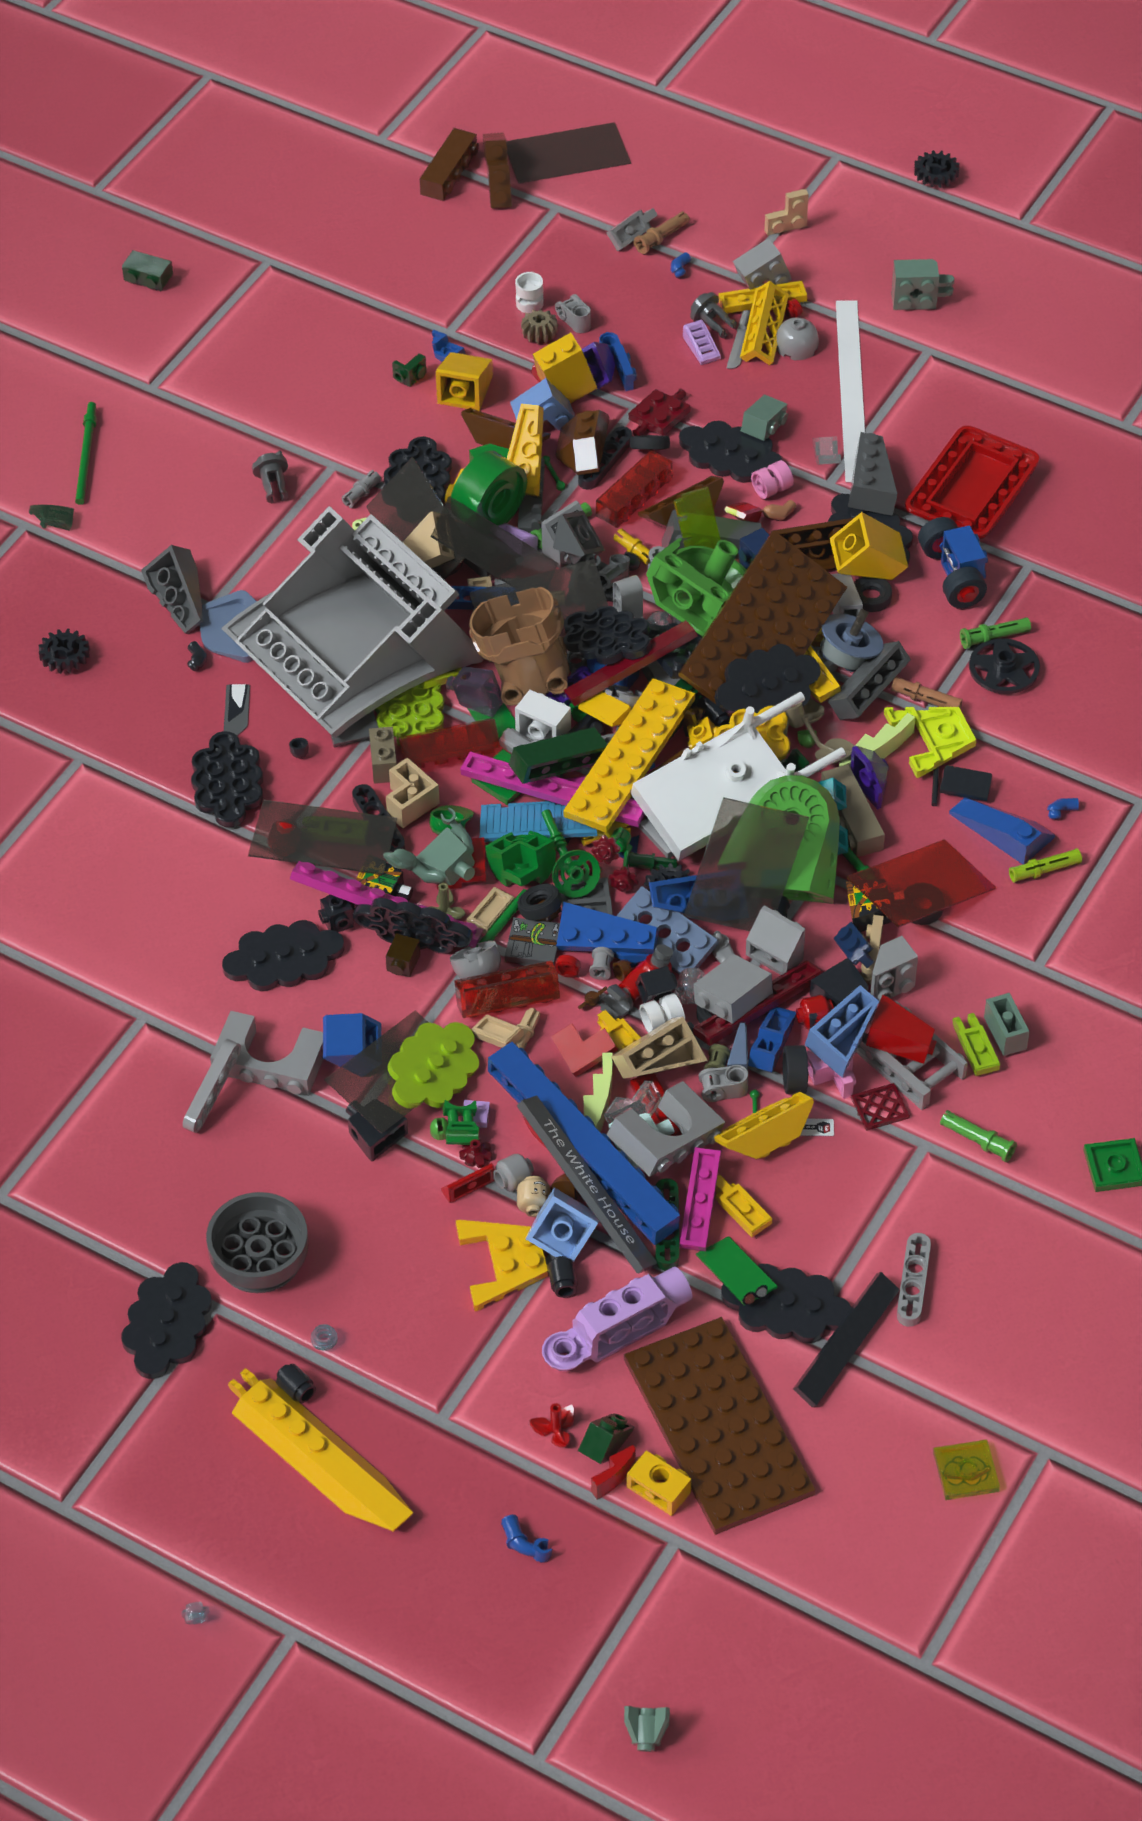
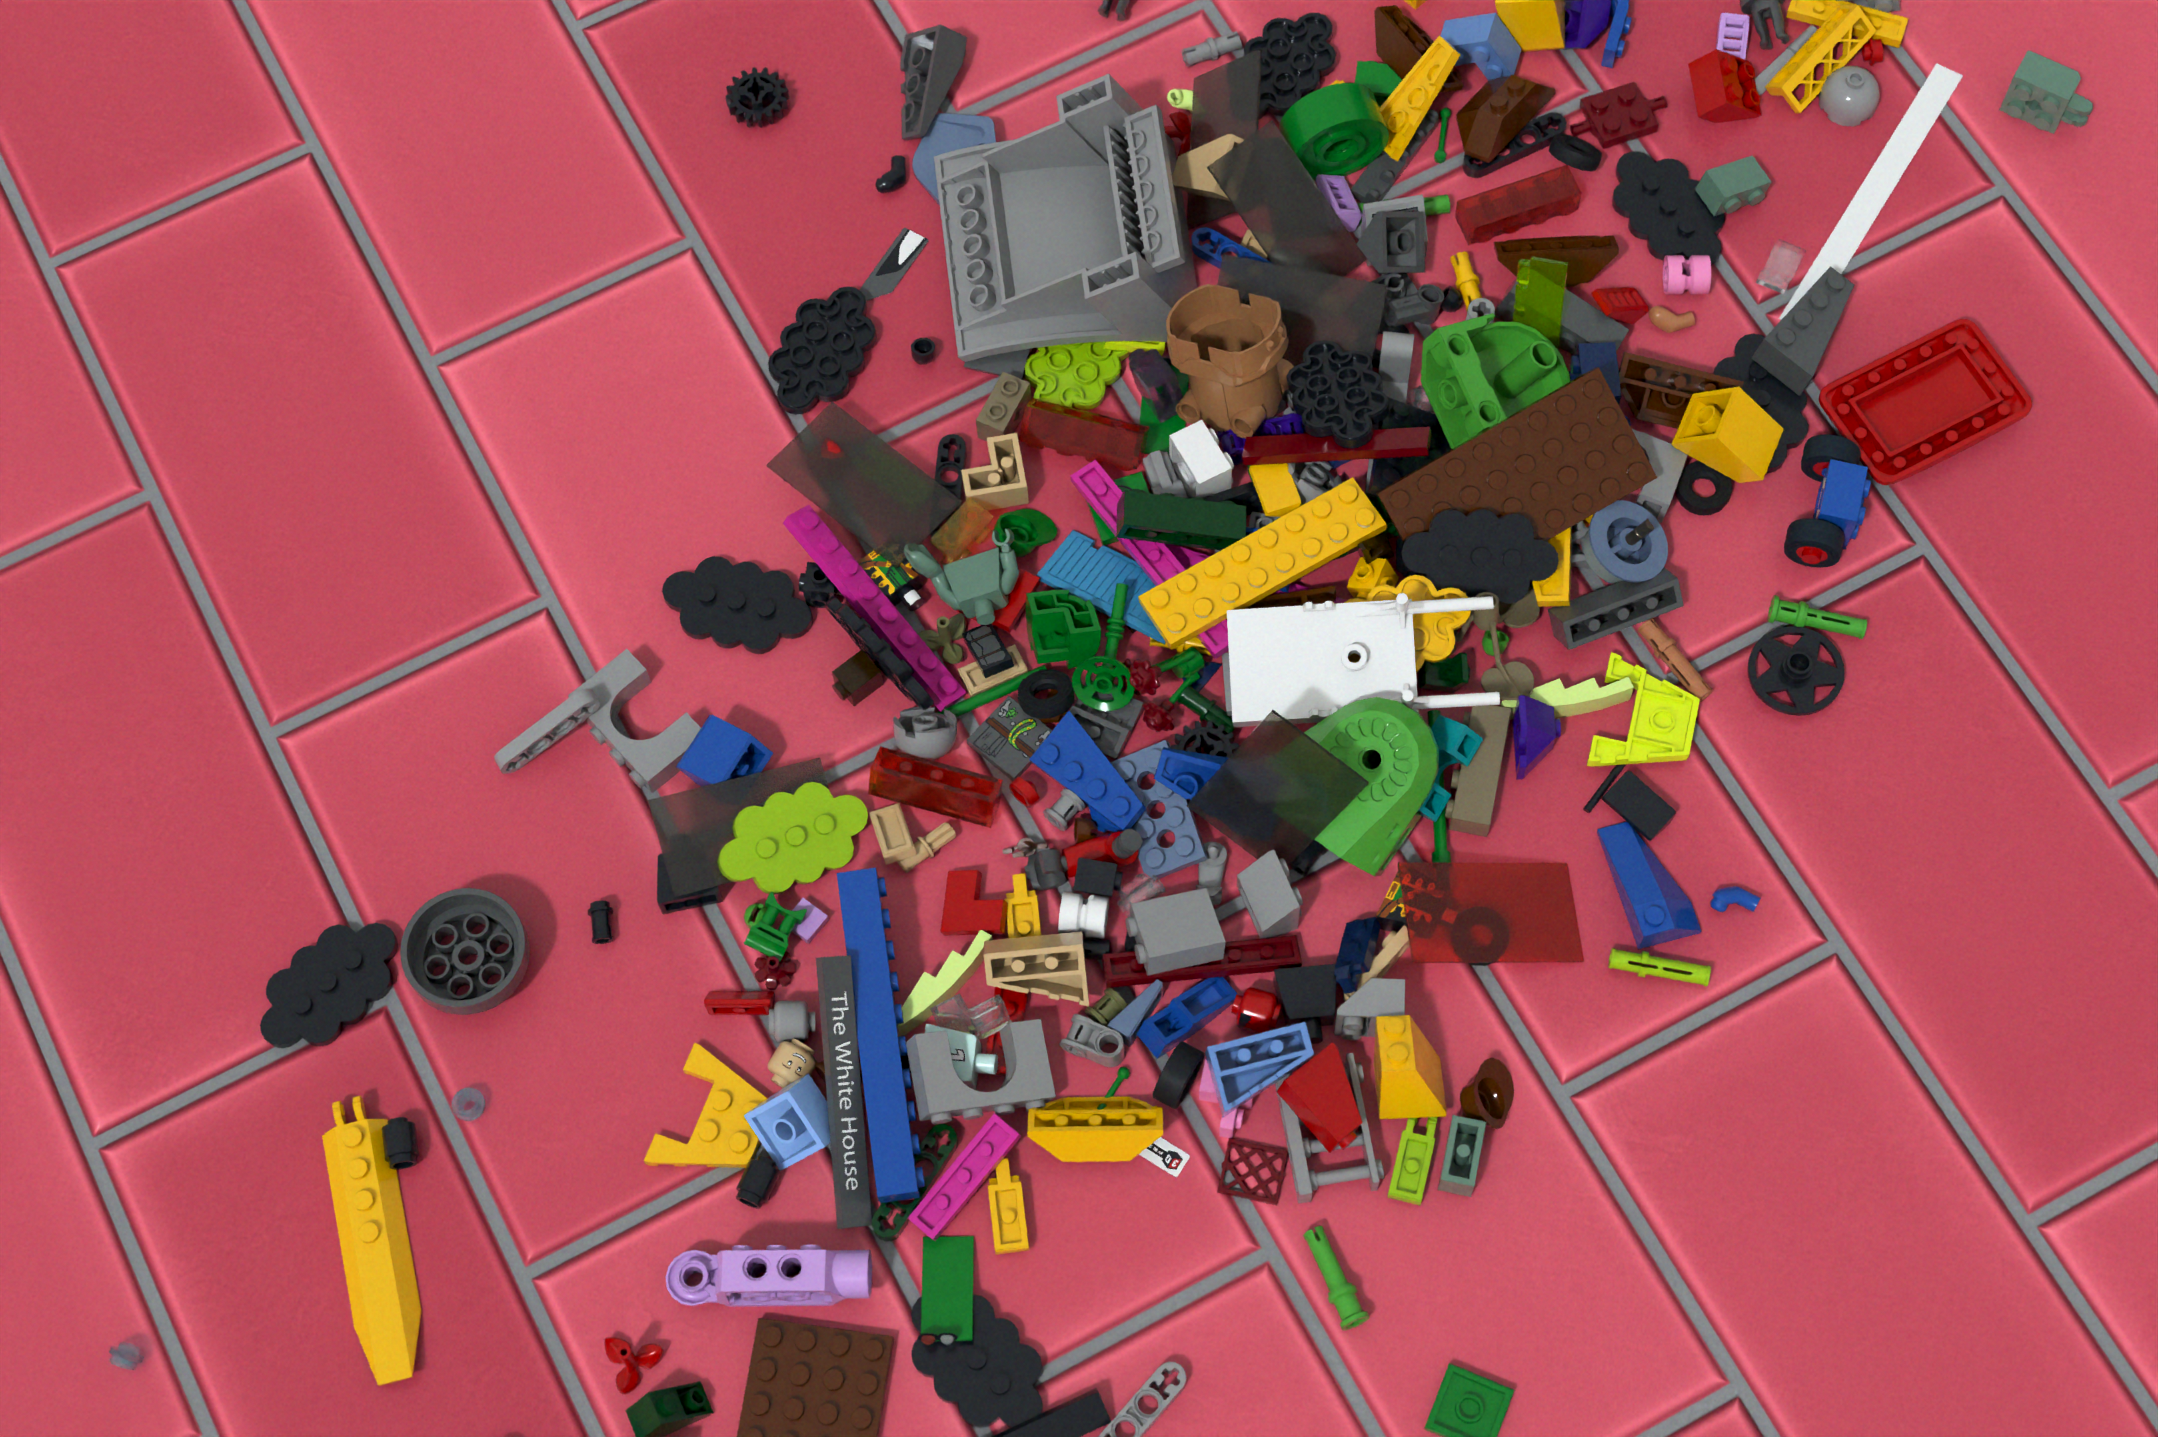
camera: 35 degrees right, 15 degrees up
(331, 1180) = (601, 922): none -> black pin
(412, 831) = (962, 530): none -> clear yellow bracket
(480, 896) = (987, 650): none -> tile
(716, 366) = (1724, 87): none -> red slope
(935, 992) = (1406, 1071): none -> yellow slope
(994, 983) = (1489, 1094): none -> reddish brown piece

